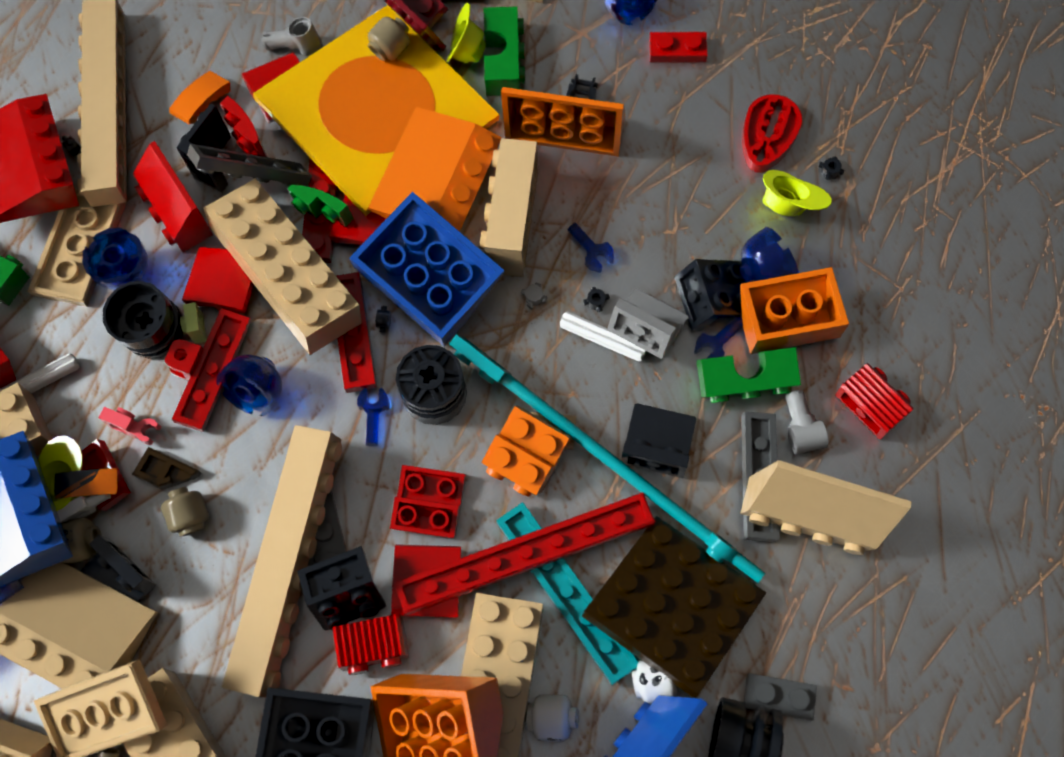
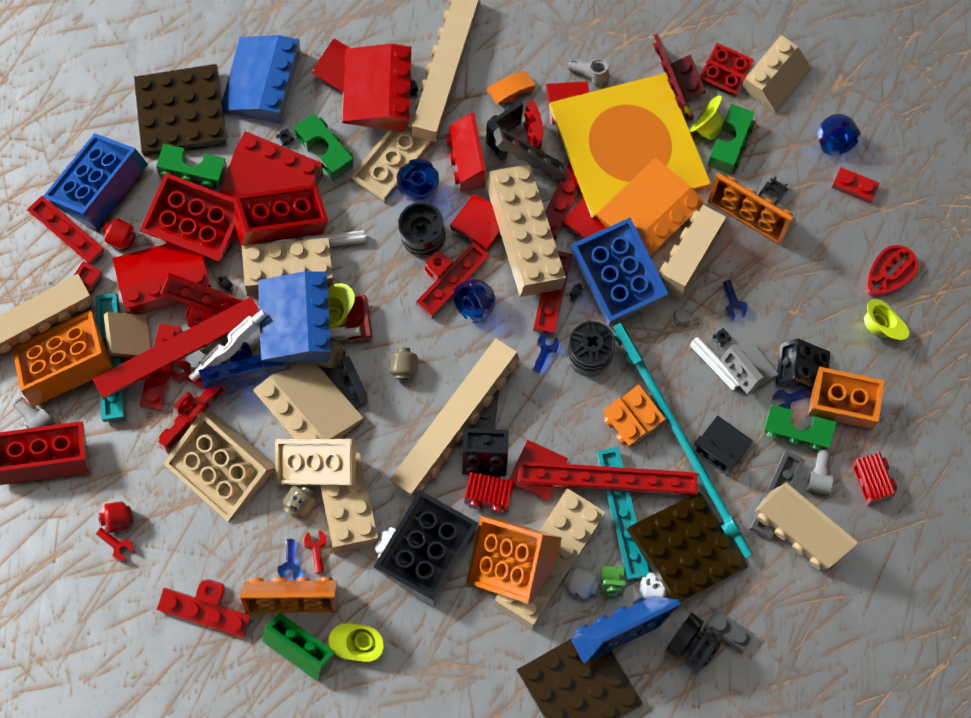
camera: 15 degrees right, 0 degrees up
(85, 483) = (350, 320): sticker -> none
(124, 422) = (384, 292): coral plate -> none
(163, 470) = (397, 332): dark brown tile -> none
(193, 323) = (450, 244): yellowish green plate -> none
(319, 202) = (562, 195): green slope -> none
(388, 38) = (656, 100): dark tan head -> none
(428, 501) = (558, 421): red slope -> none
(592, 696) = (612, 582): none -> bright green bracket
(764, 257) = (844, 356): clear blue cylinder -> none
(831, 168) = (921, 314): black piece -> none

